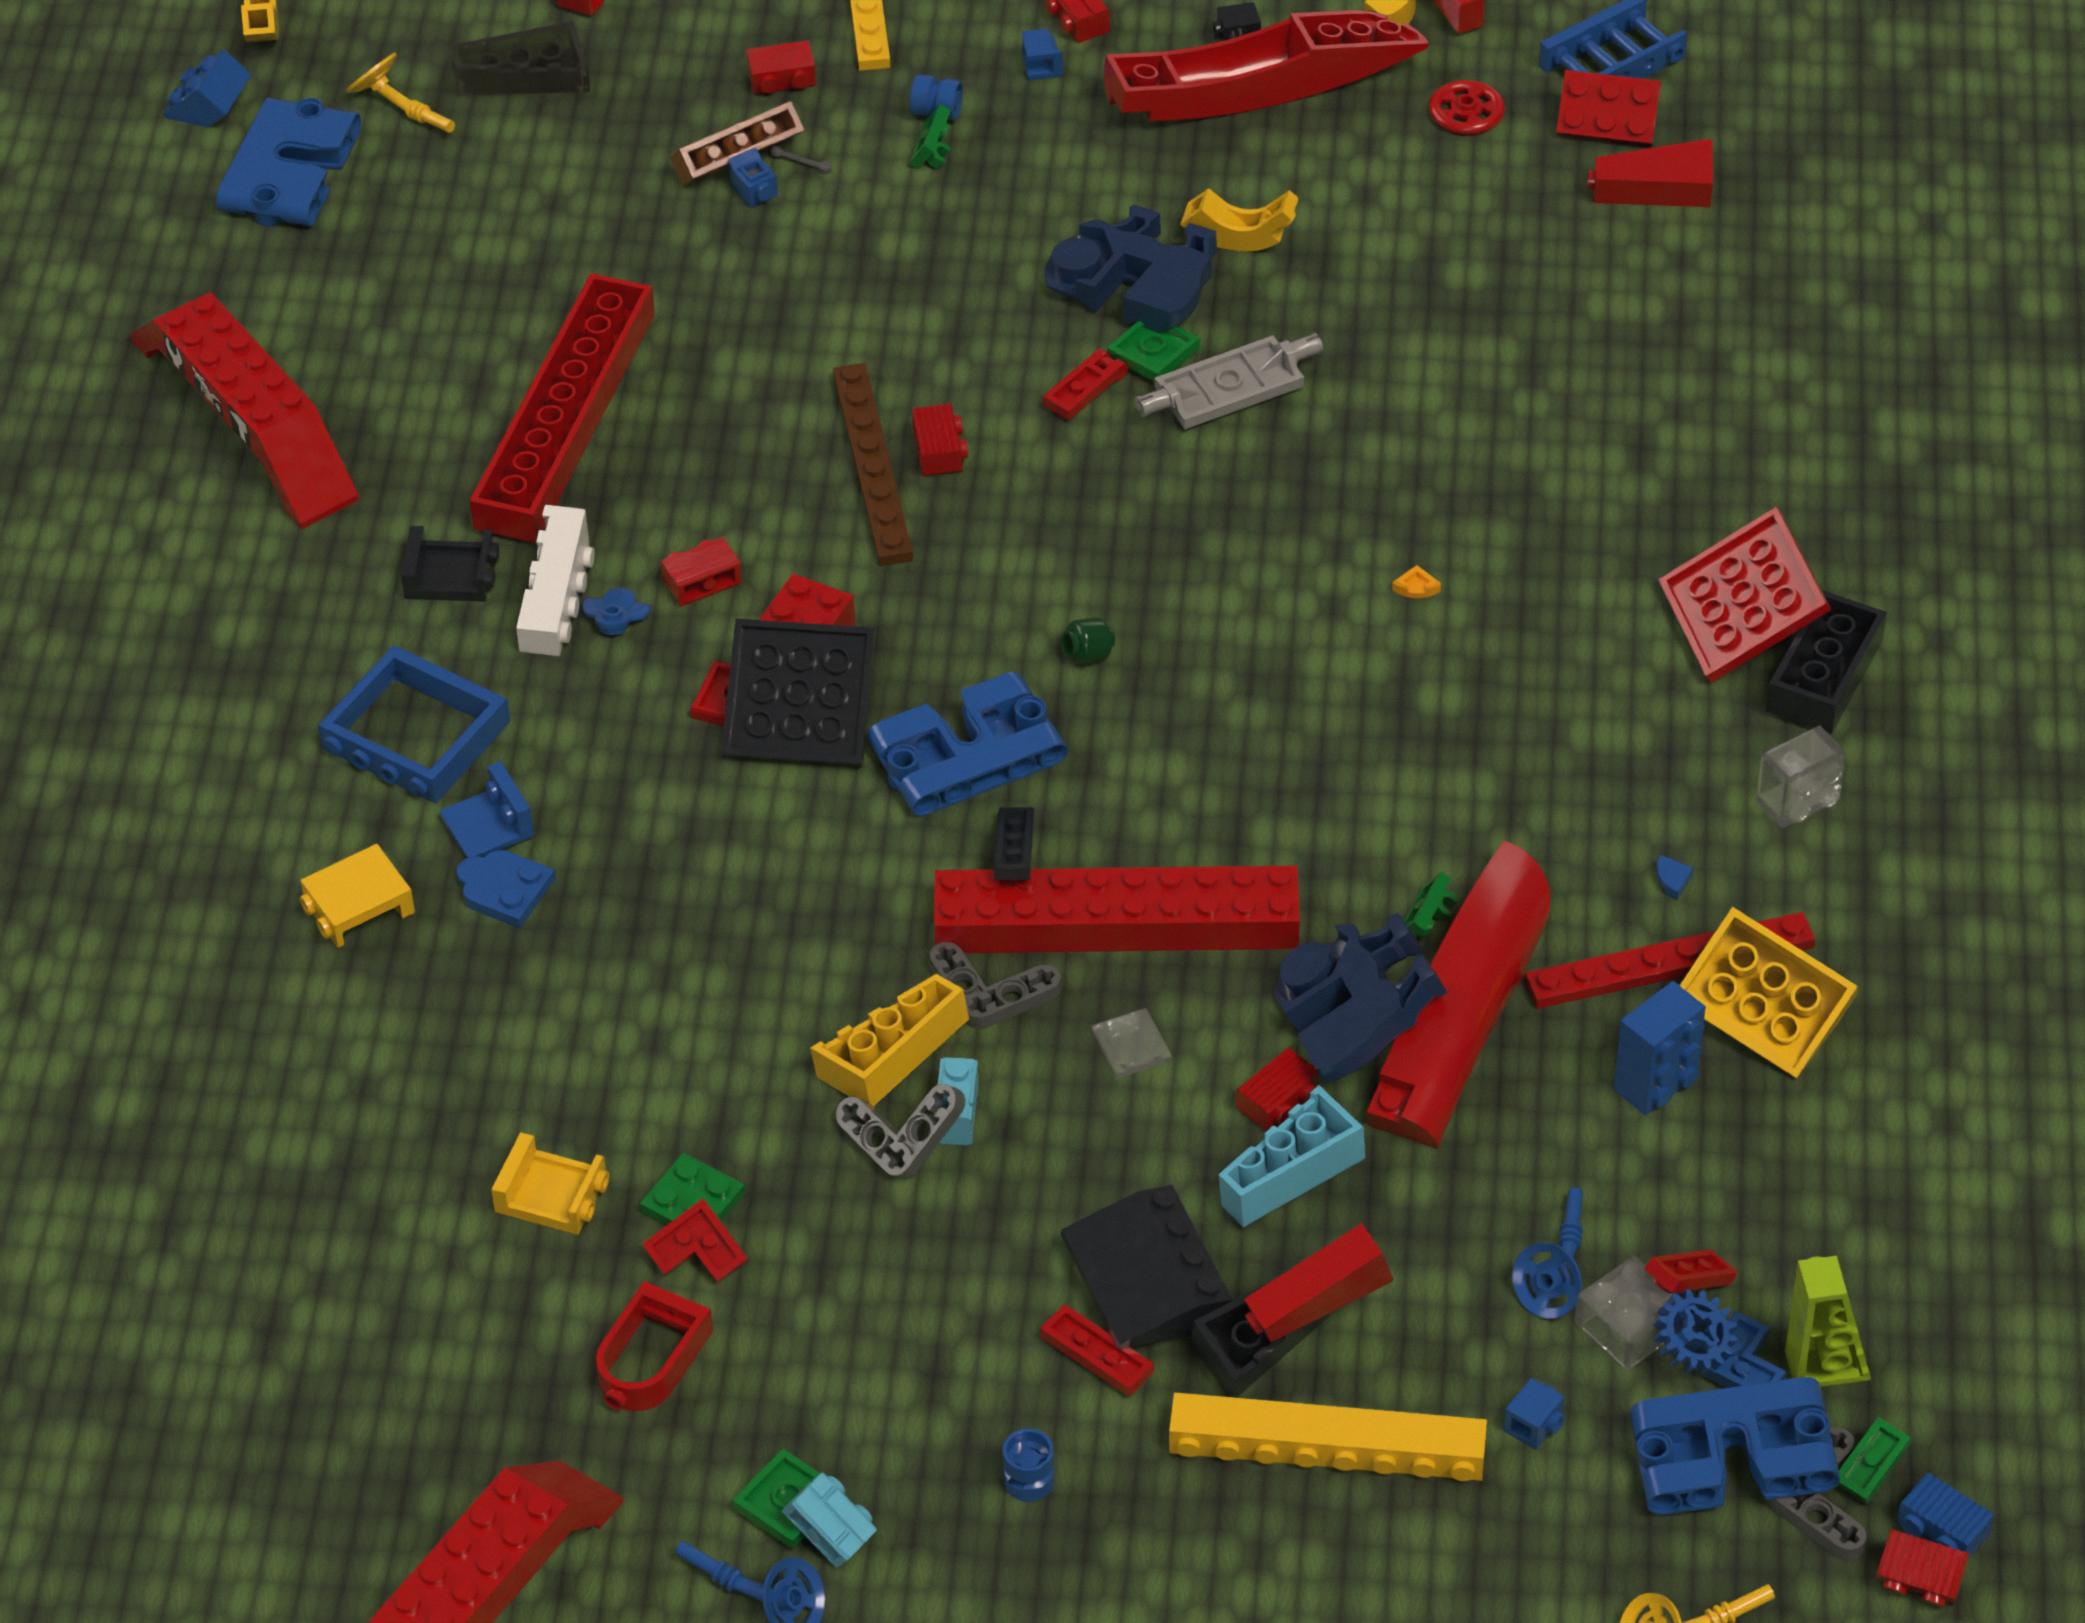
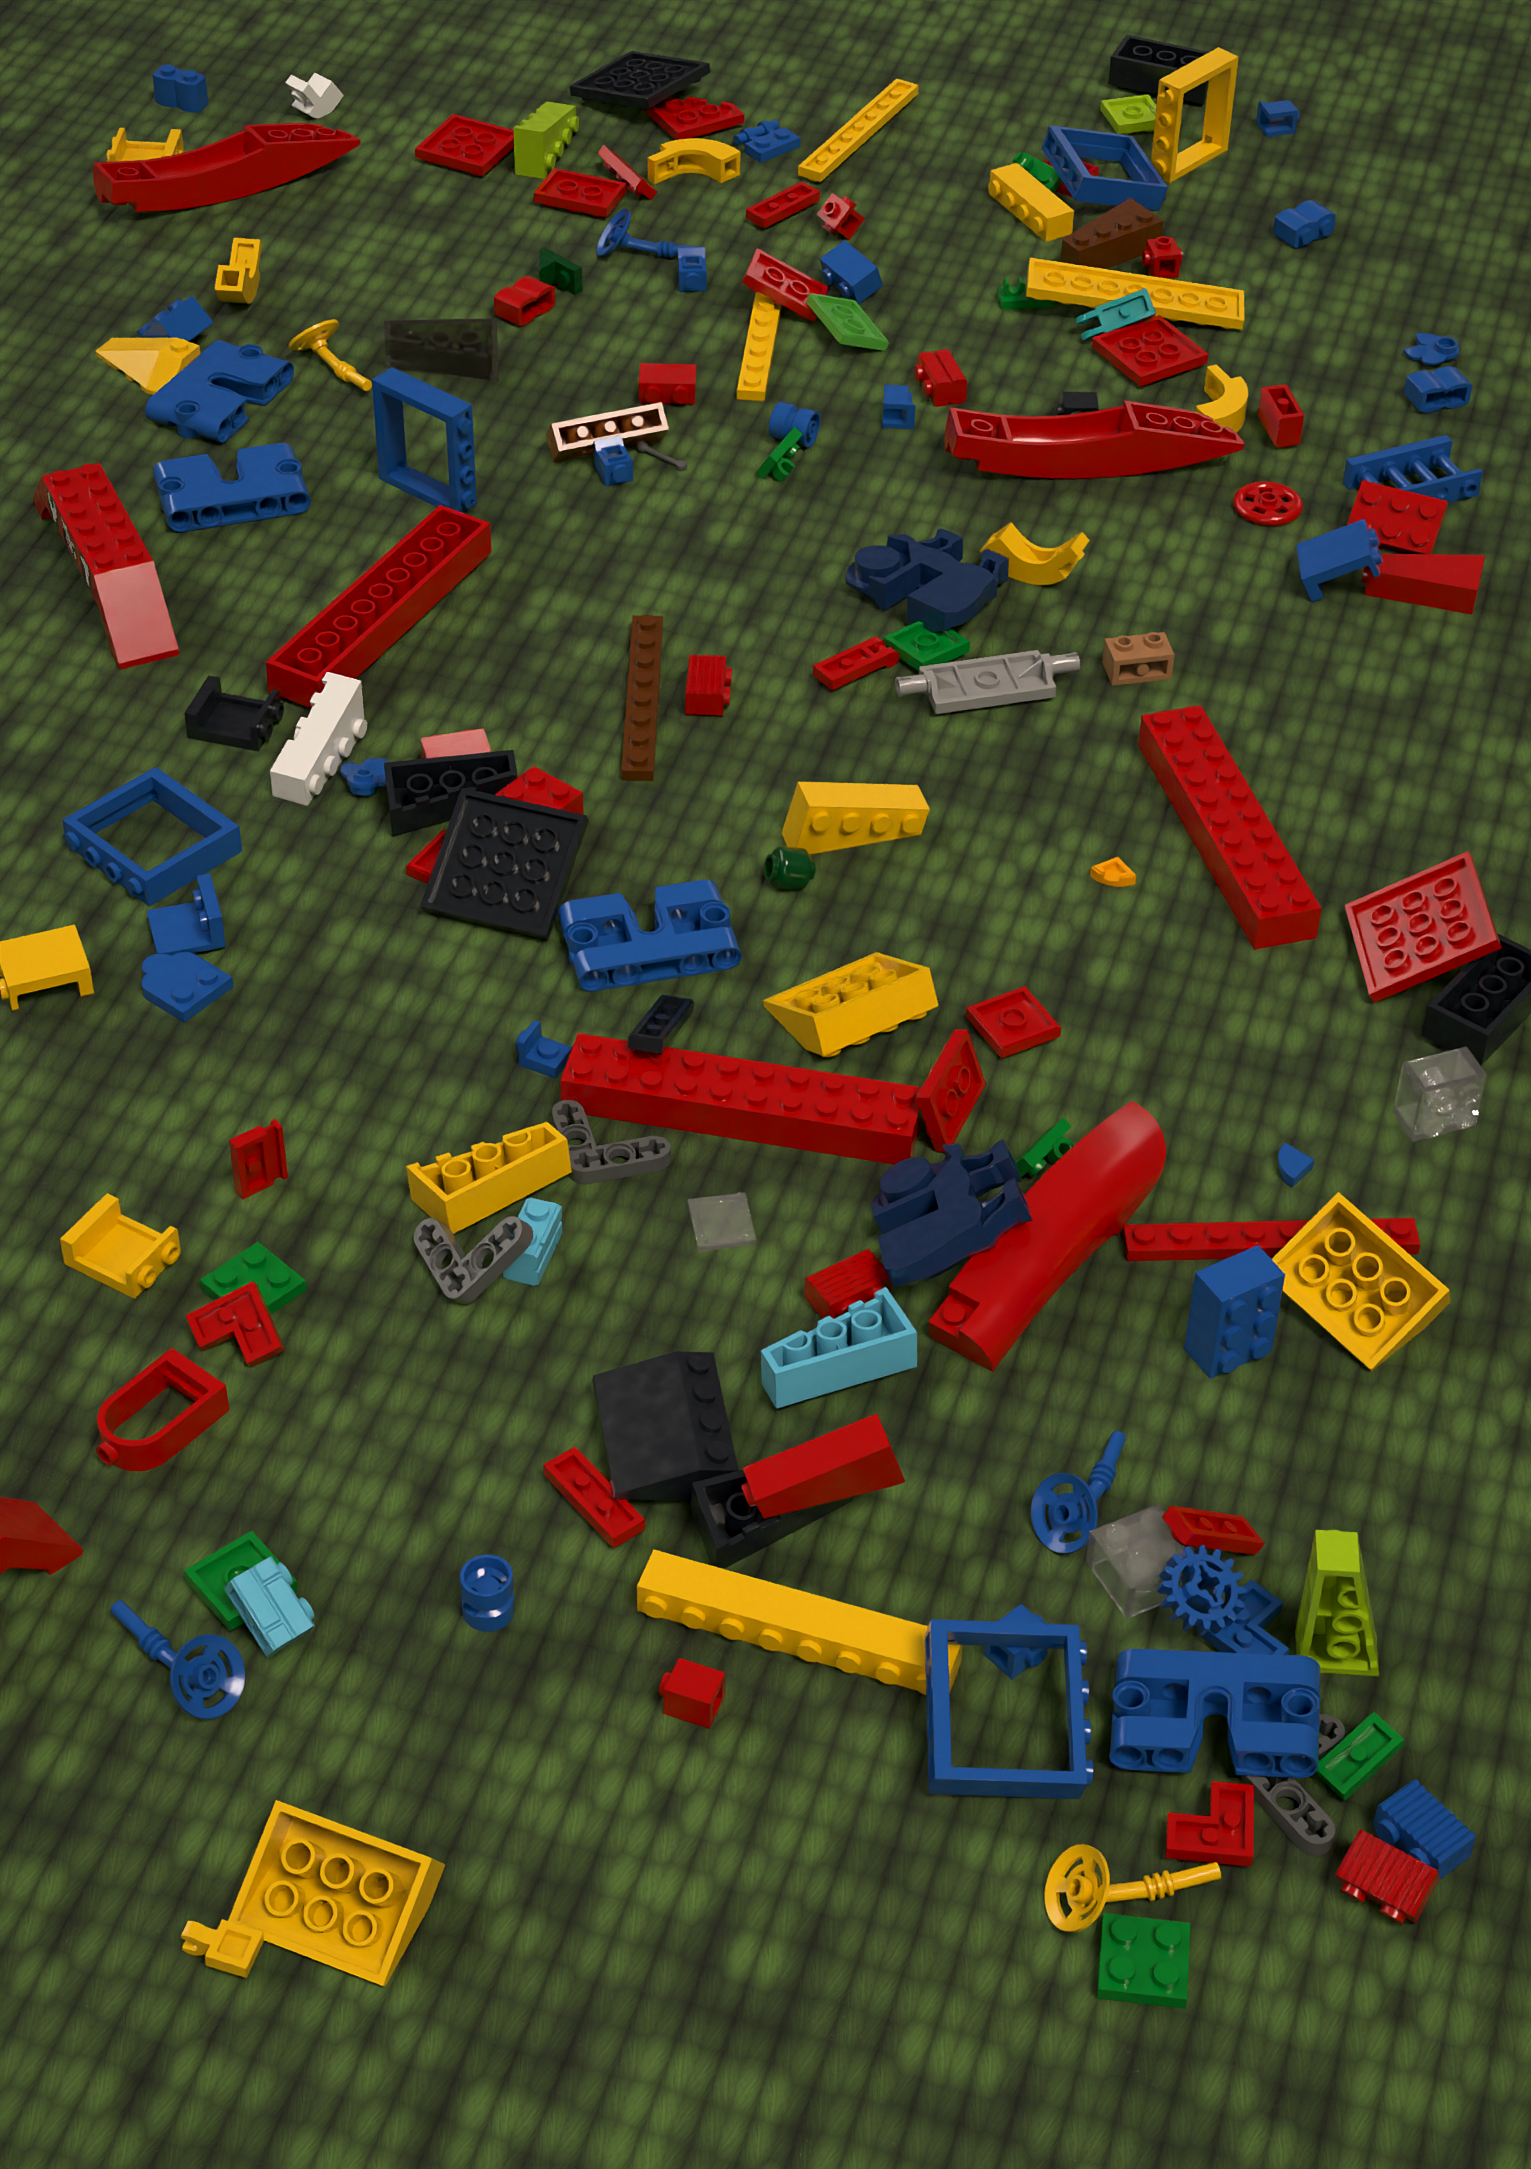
camera: 10 degrees right, 5 degrees down
(197, 135) = (148, 360): none -> yellow wedge
(317, 306) = (195, 483): none -> blue connector
(516, 147) = (389, 393): none -> blue window
(658, 1066) = (258, 1158): none -> red plate
(703, 613) = (428, 789): none -> black wedge
(898, 895) = (540, 1052): none -> blue bracket
(1135, 568) = (852, 815): none -> yellow wedge
(1195, 780) = (854, 1003): none -> yellow slope
(1248, 1522) = (693, 1692): none -> red brick
(1323, 863) = (951, 1090): none -> red plate
(1360, 772) = (1013, 1022): none -> red plate
(1379, 326) = (1138, 658): none -> medium nougat brick
(1484, 1496) = (1005, 1782): none -> blue window
(1521, 510) = (1229, 828): none -> red brick
(1560, 167) = (1337, 555): none -> blue panel
(1766, 1558) = (1223, 1835): none -> red plate

